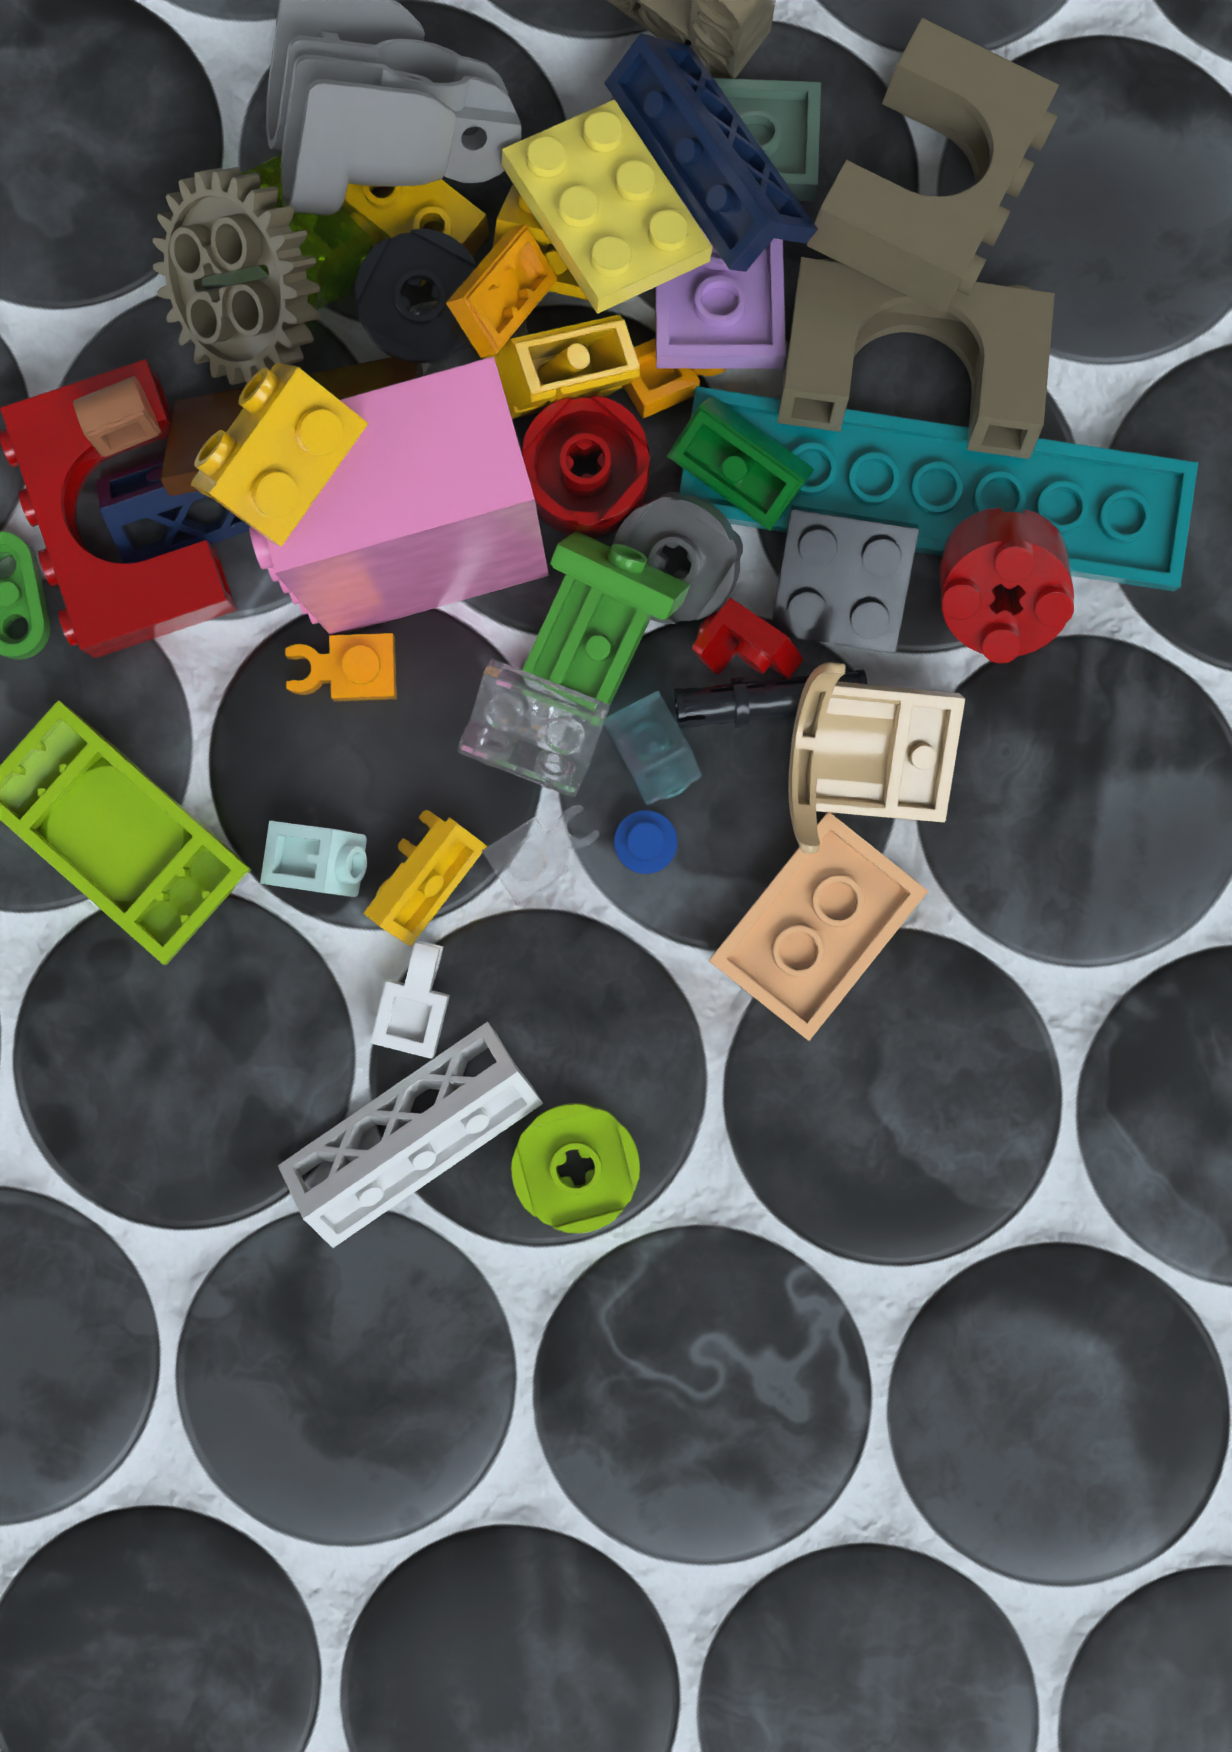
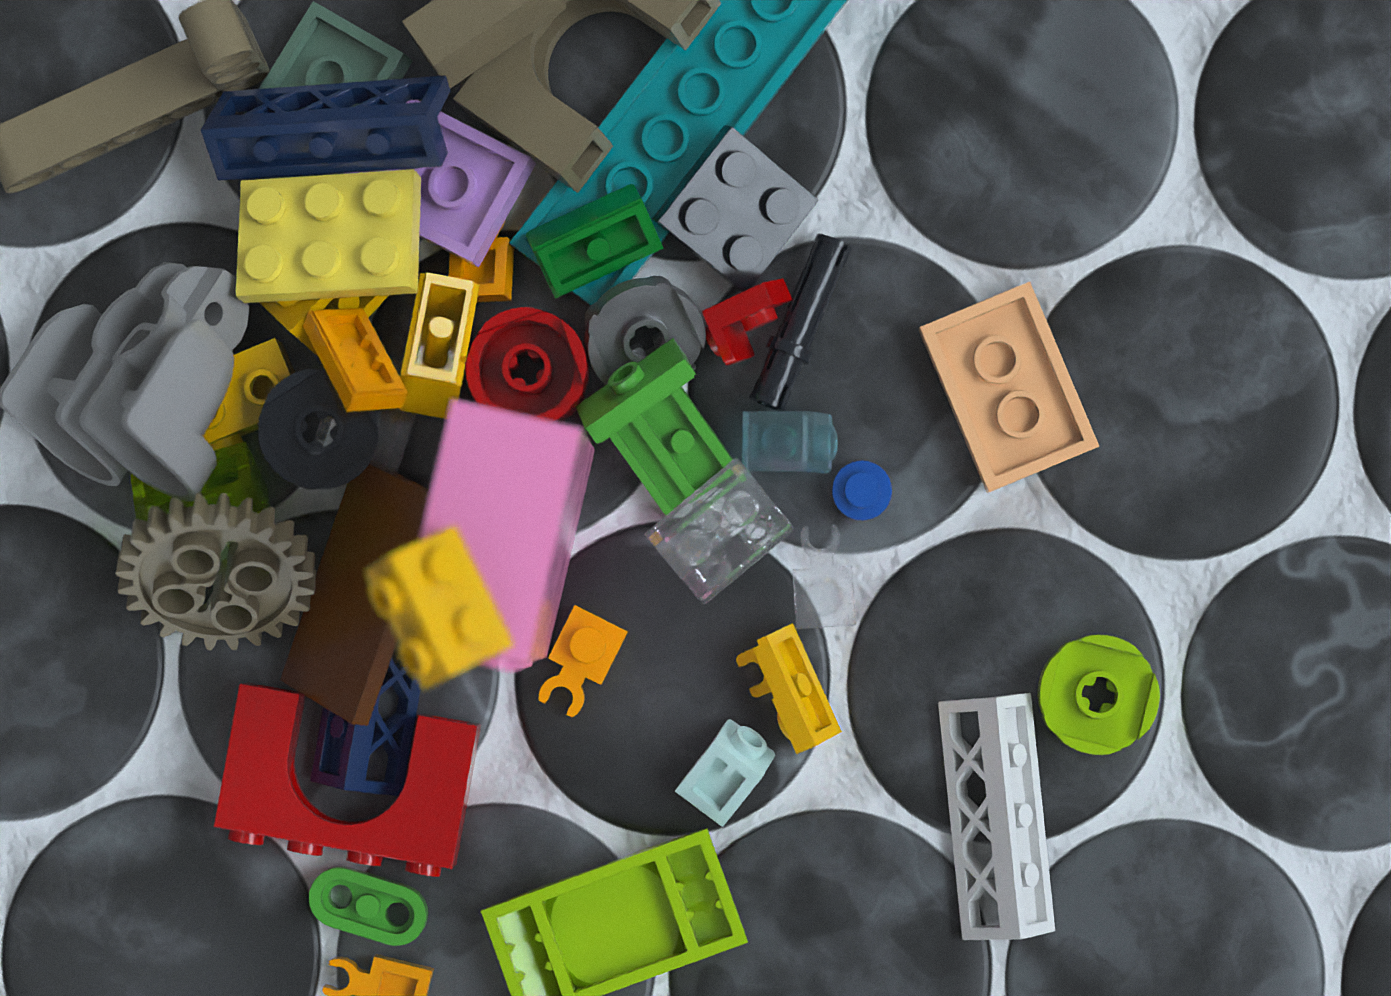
camera: 60 degrees left, 0 degrees up
(117, 417) = (279, 732): nougat brick -> none
(411, 1011) = (896, 759): white plate -> none
(870, 752) = (891, 266): tan piece -> none
(1006, 583) = (815, 80): red brick -> none

